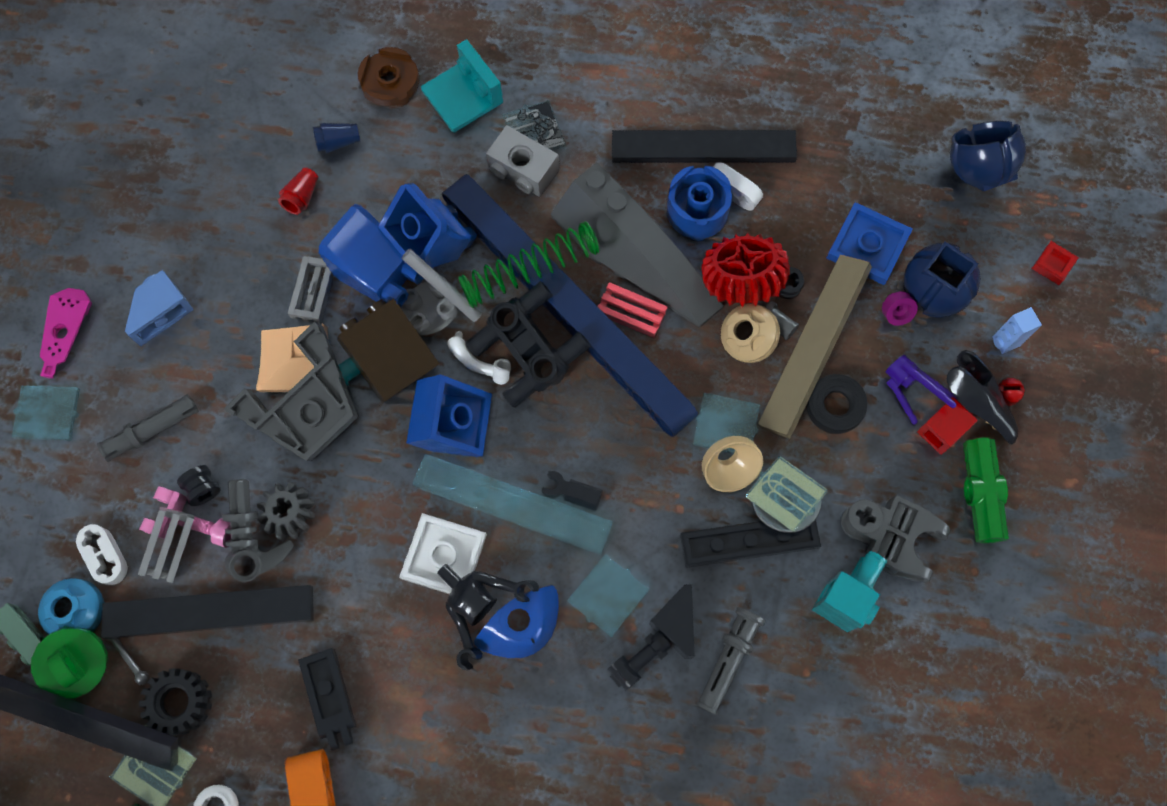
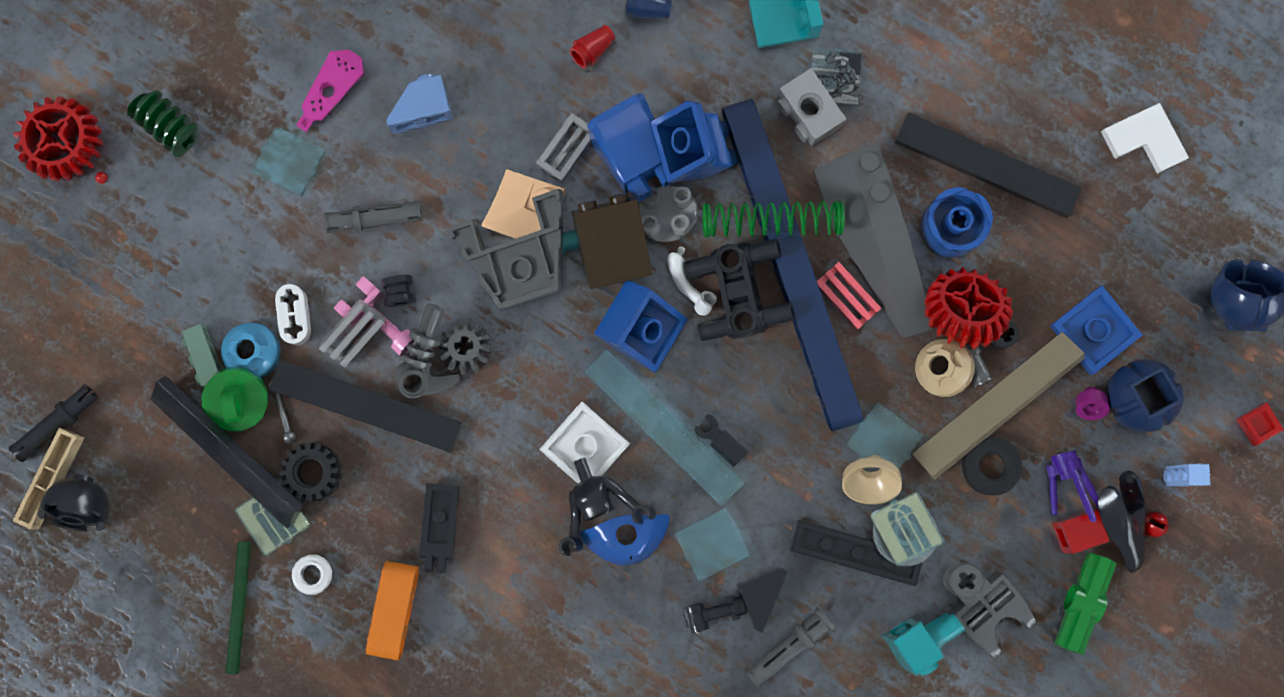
camera: 20 degrees right, 10 degrees up
(441, 284) = (684, 203): light grey piece -> none
(744, 191) = (1002, 227): white beam -> none
(833, 61) = (1153, 132): none -> white tile

